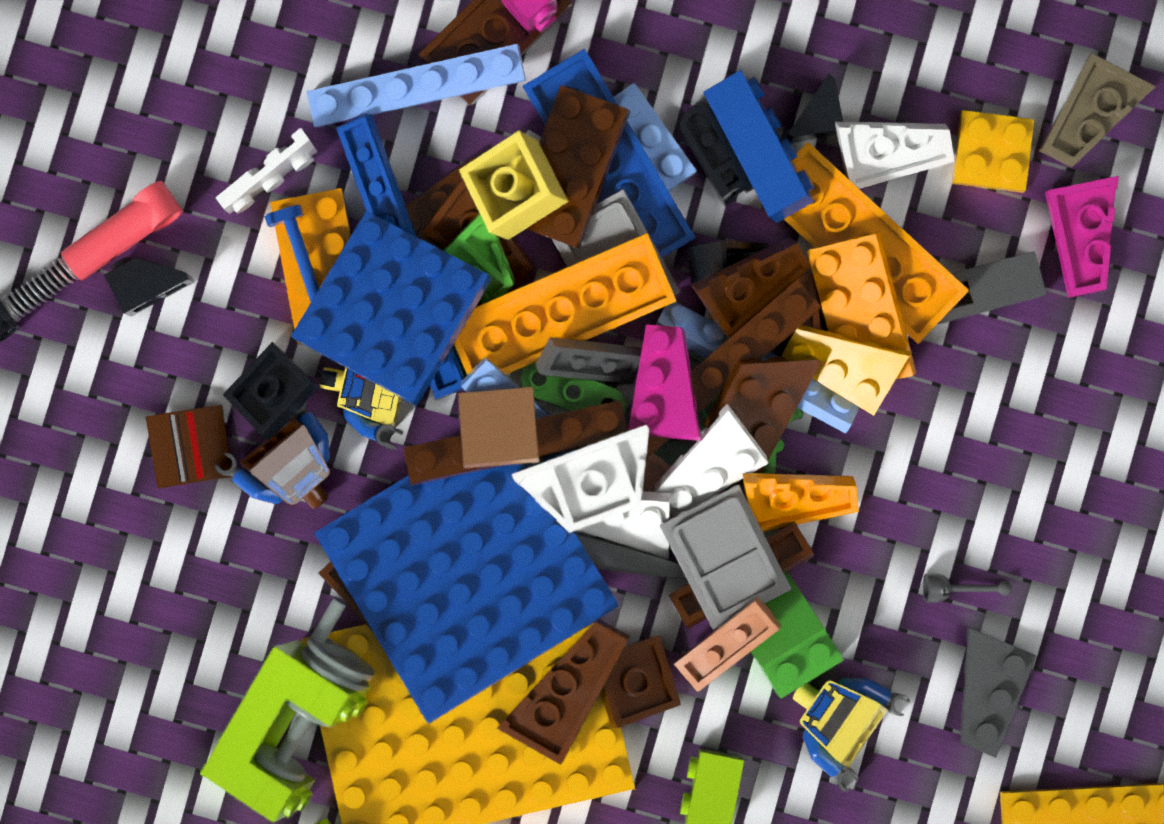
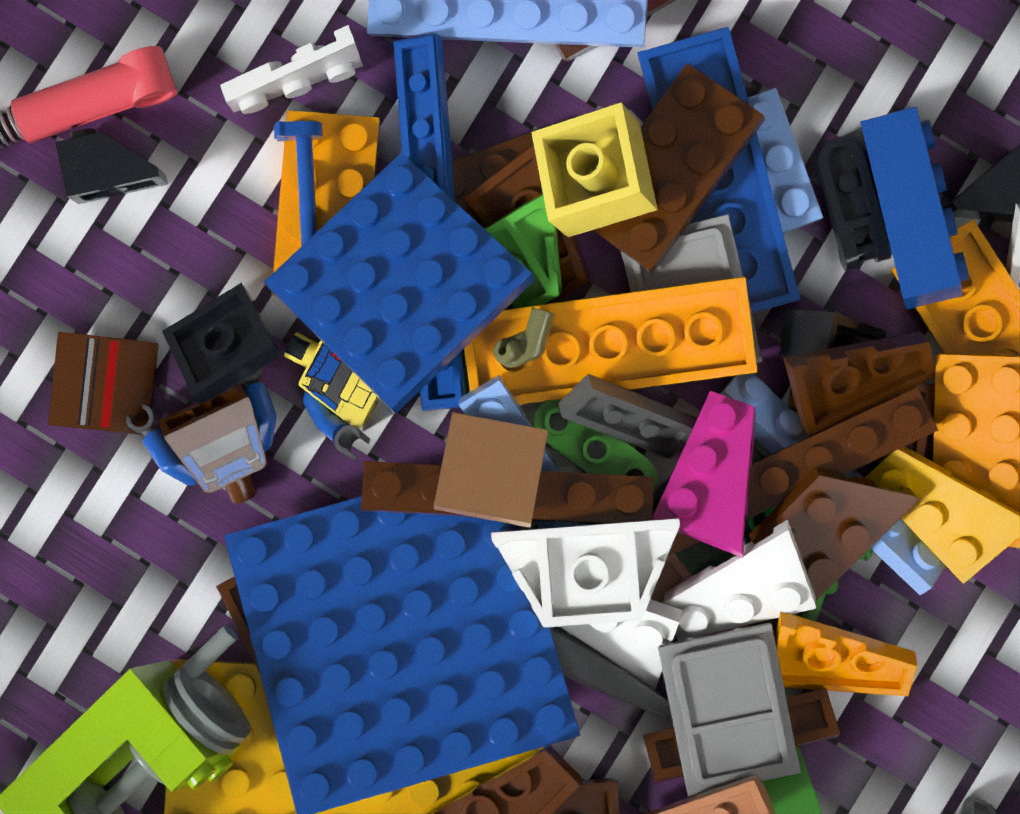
camera: 20 degrees right, 0 degrees up
(500, 328) = (527, 344): none -> olive arm

